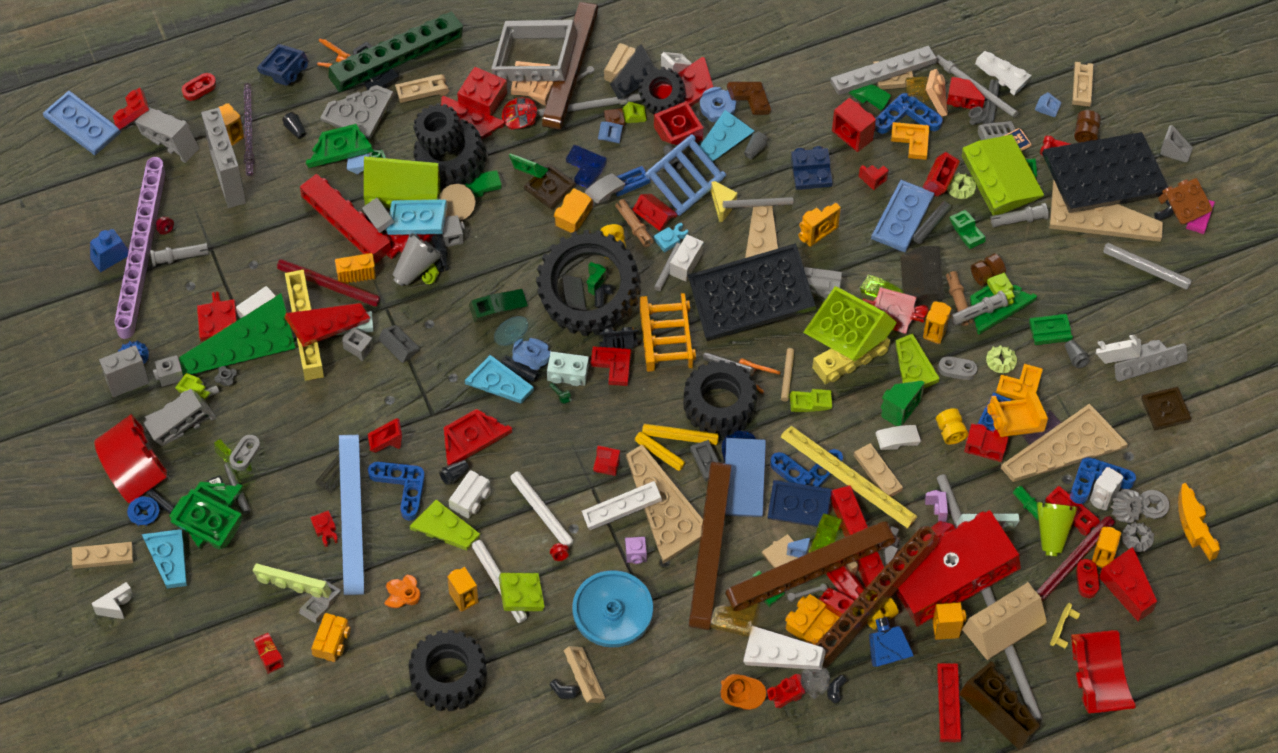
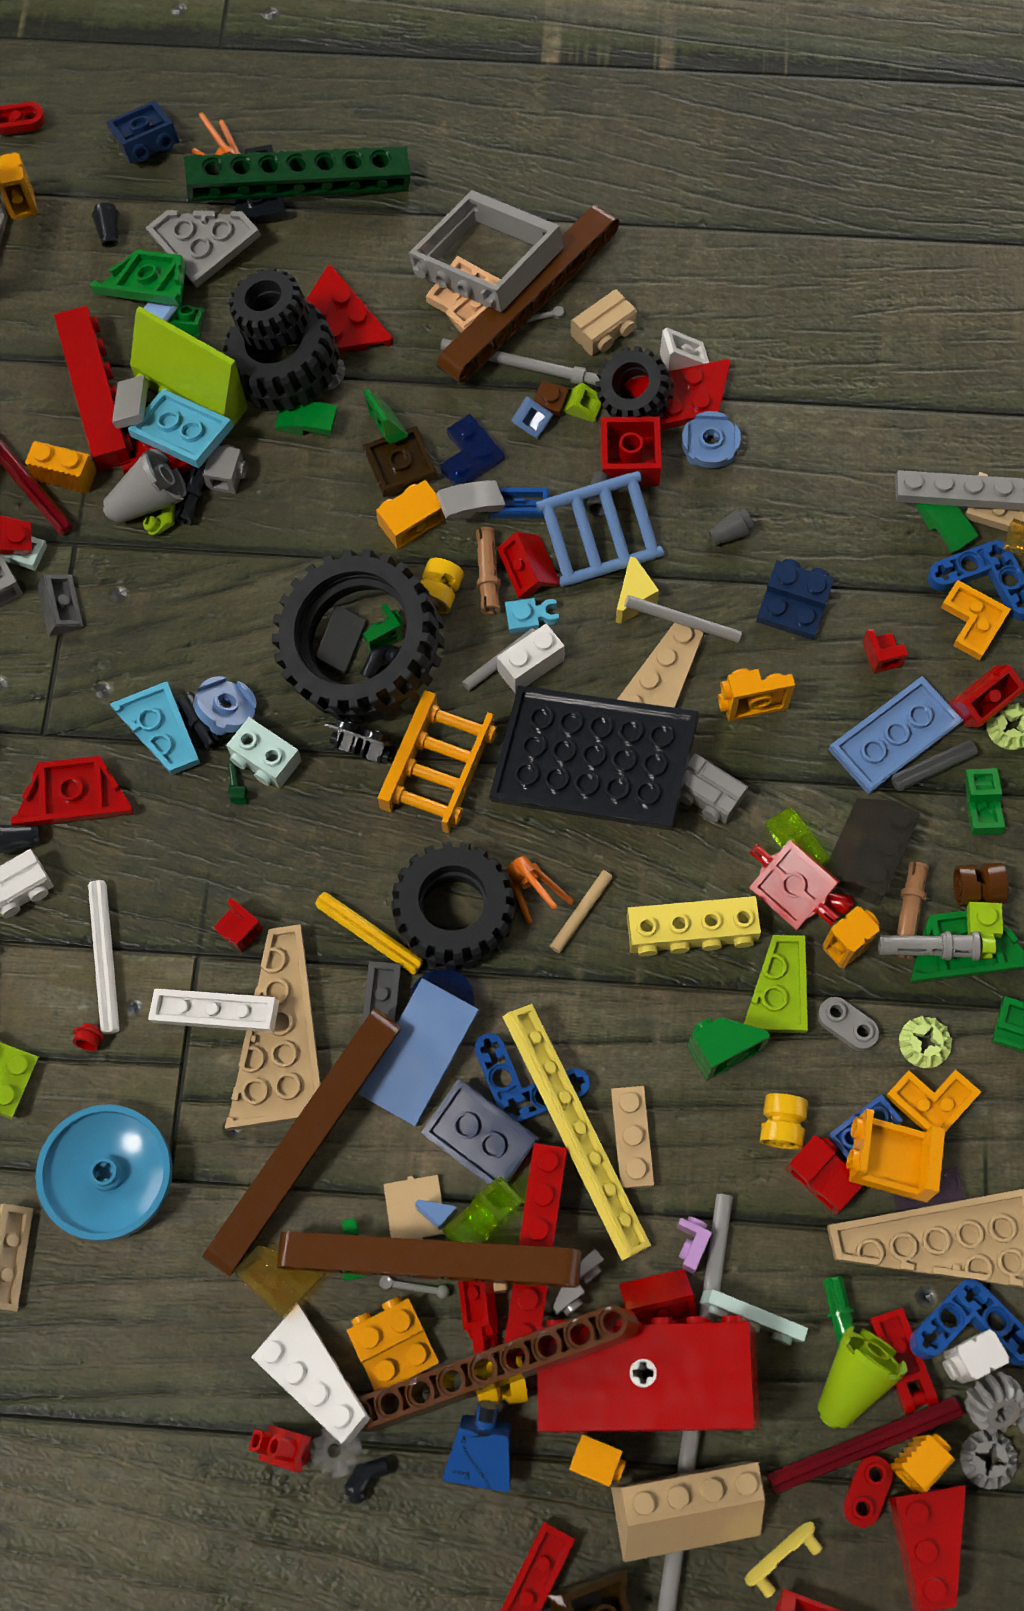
camera: 30 degrees right, 10 degrees up
(249, 157) = (22, 244): clear purple bar -> none
(422, 88) = (307, 242): tan plate -> none
(459, 201) = (255, 429): tan tile -> none
(482, 91) = (385, 281): red brick -> none
(497, 304) = (222, 609): dark green slope -> none
(511, 330) = (217, 658): clear light blue dish -> none
(519, 113) = (419, 335): red dish -> none
(614, 358) = (341, 772): red plate -> none
(630, 75) = (597, 344): black wing -> none
(636, 550) = (199, 1089): lavender bracket -> none
(660, 451) = (324, 946): yellow axle -> none
(709, 357) = (496, 851): flat silver bar -> none
(724, 135) = (691, 493): medium azure wing -> none
(742, 691) = (215, 1410): orange piece -> none
(753, 93) = (771, 444): reddish brown plate -> none
(810, 402) = (592, 972): lime slope -> none
(835, 601) = (443, 1334): red leg -> none
(849, 324) = (709, 882): lime slope -> none
(853, 124) = (893, 558): red brick -> none
(898, 436) = (692, 1096): white slope -> none

